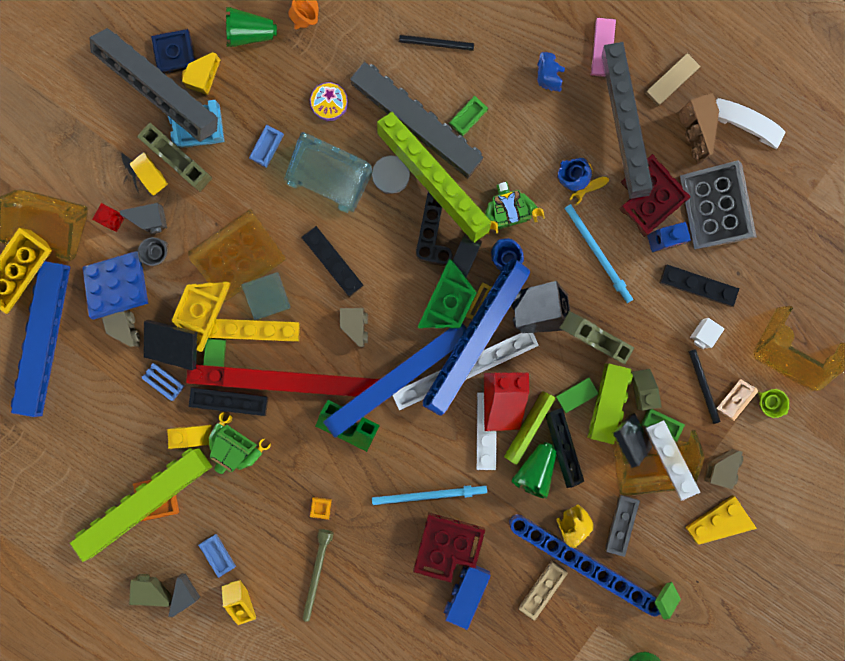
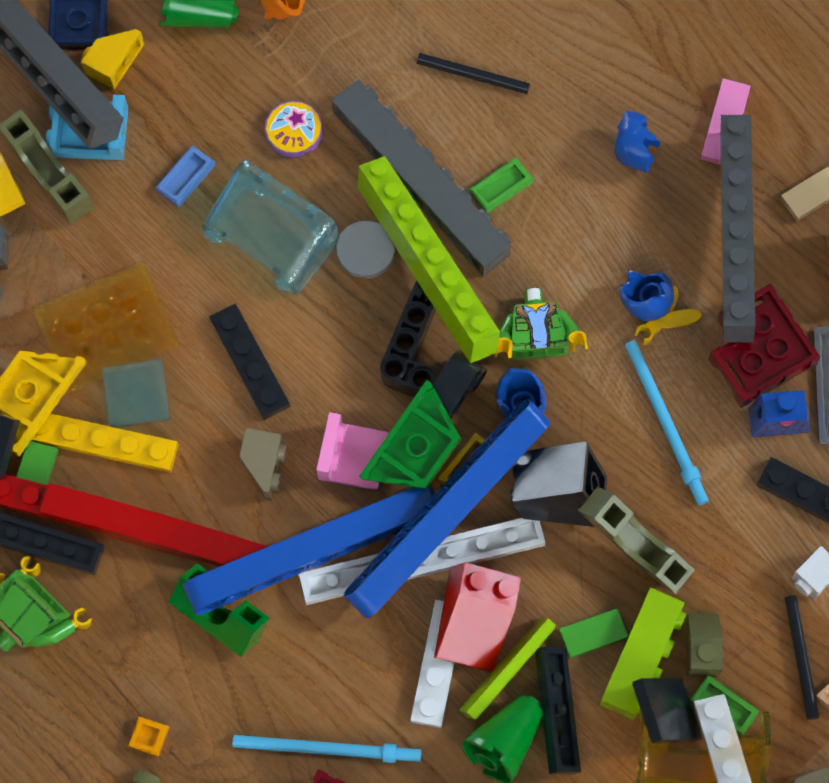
camera: 15 degrees right, 15 degrees down
(407, 309) = (347, 451): none -> bright pink bracket

